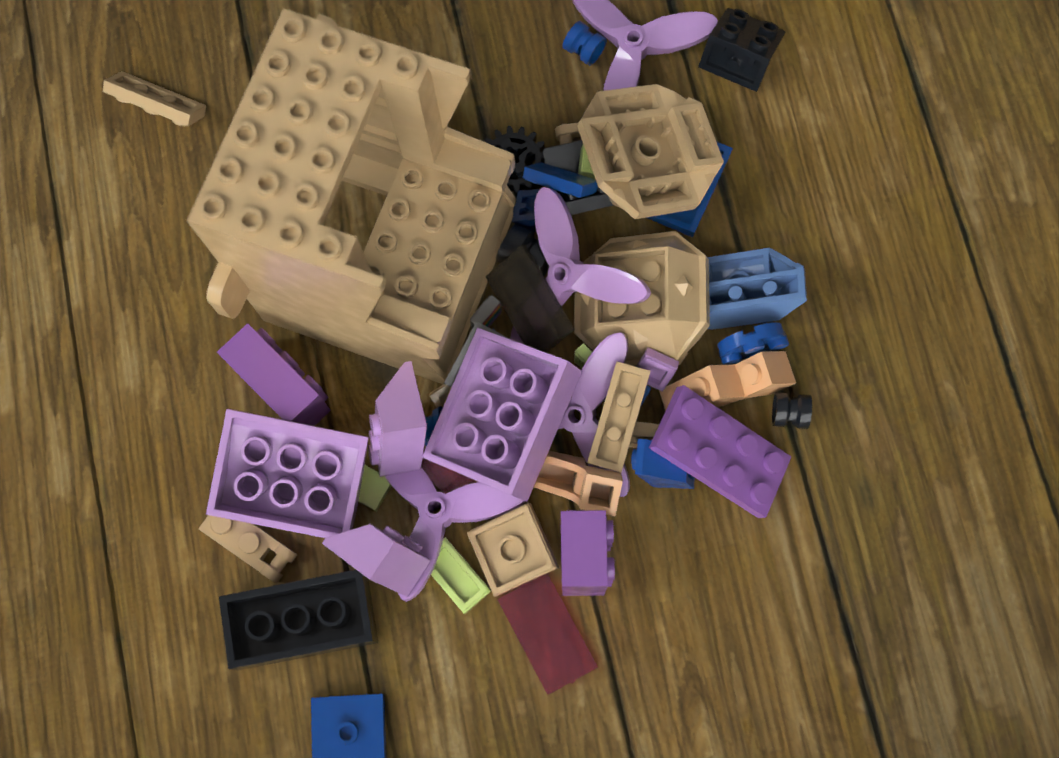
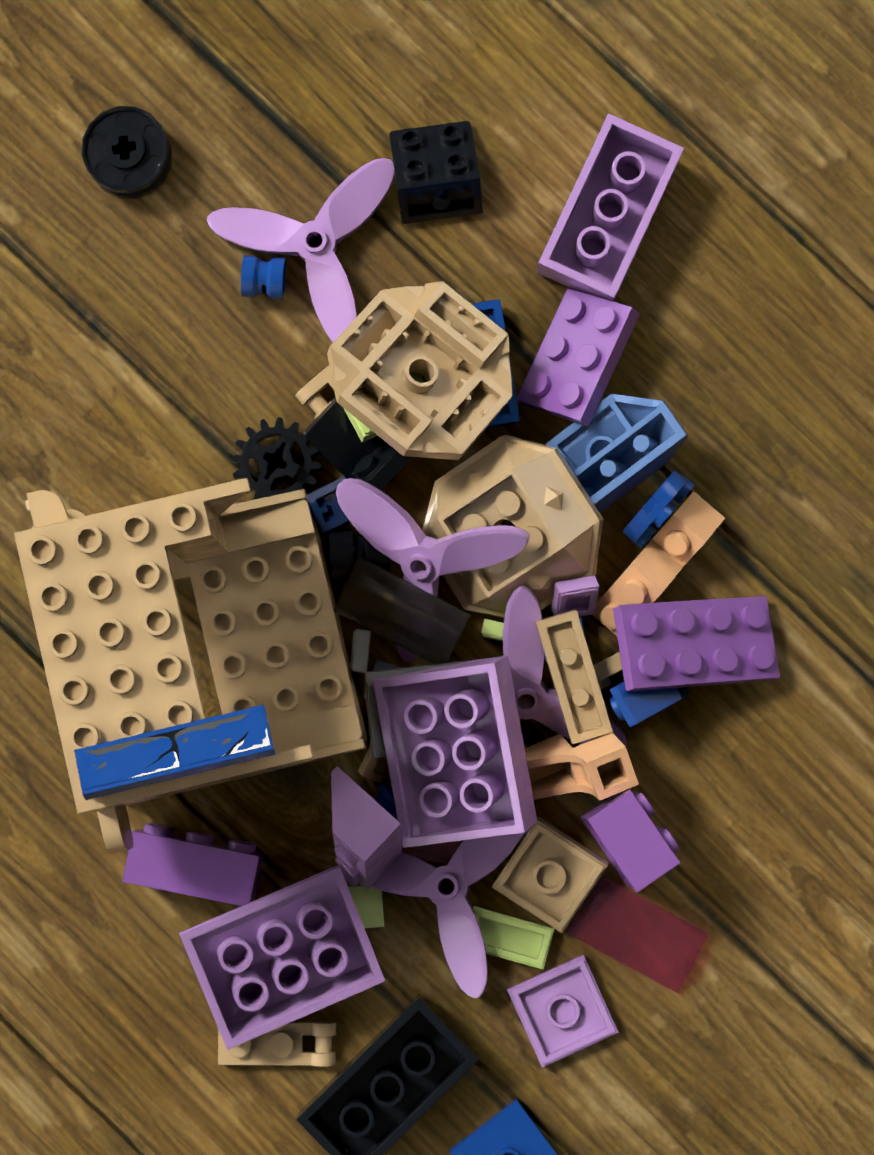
camera: 40 degrees left, 10 degrees up
(283, 217) = (174, 752): none -> blue tile
(381, 556) = (431, 975): lavender slope -> none
(458, 652) = (562, 1010): none -> lavender tile
(560, 179) = (347, 461): blue tile -> none
(762, 214) = (578, 356): none -> medium lavender plate
(796, 411) = (739, 547): black wheel -> none
(845, 134) = (609, 209): none -> lavender brick

